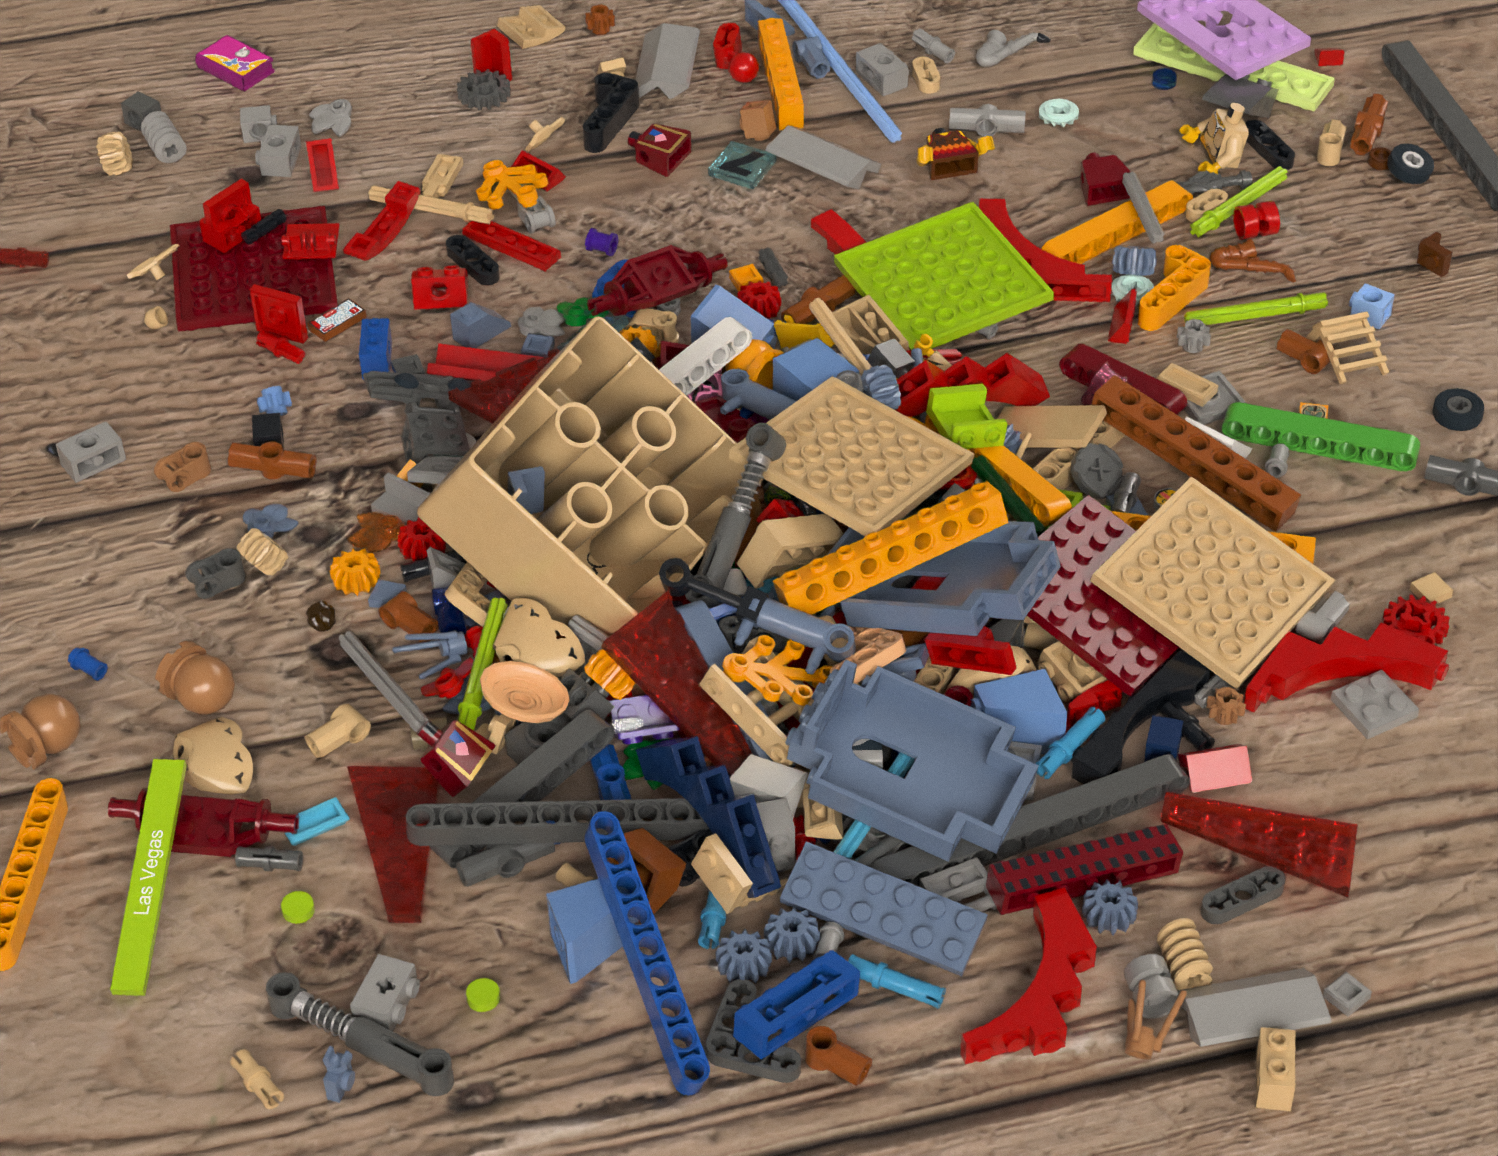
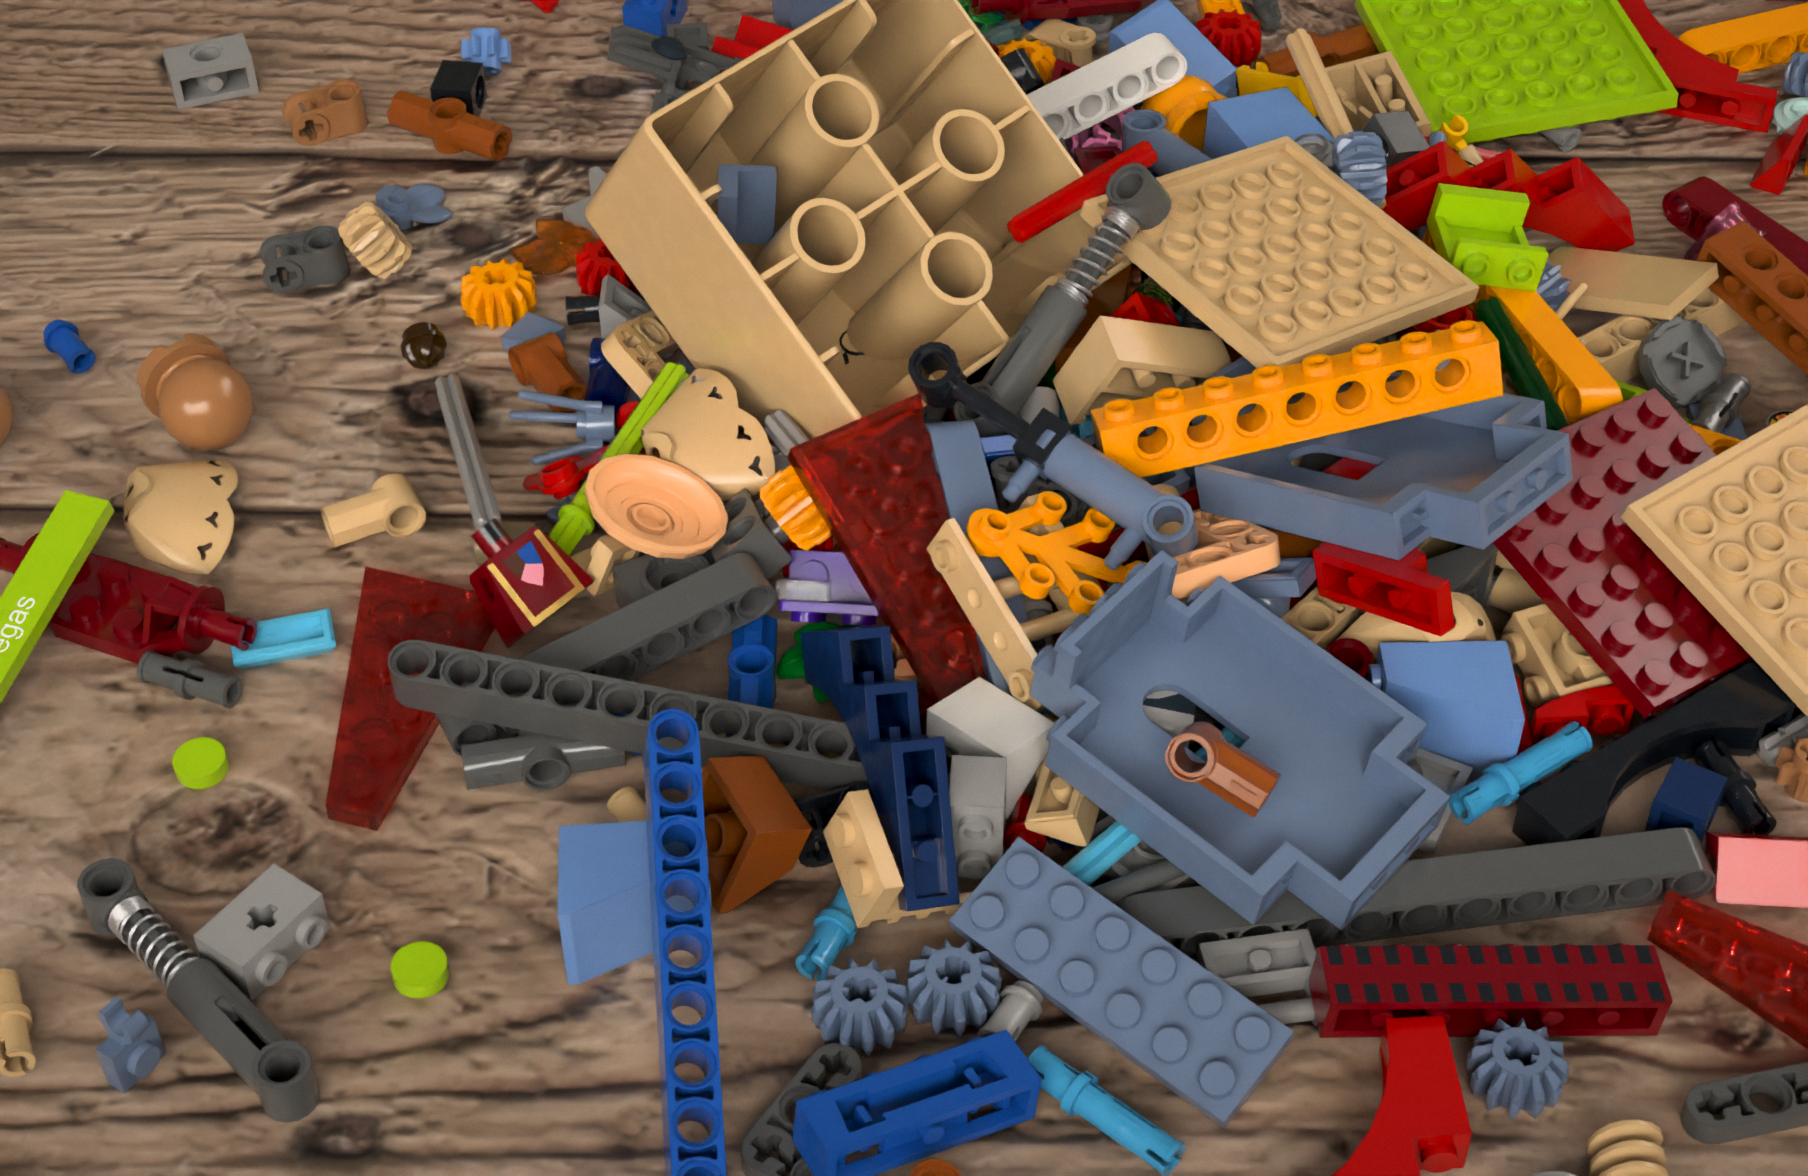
camera: 15 degrees right, 0 degrees up
(726, 441) = (1071, 197): none -> red axle
(914, 777) = (1228, 770): none -> dark orange piece

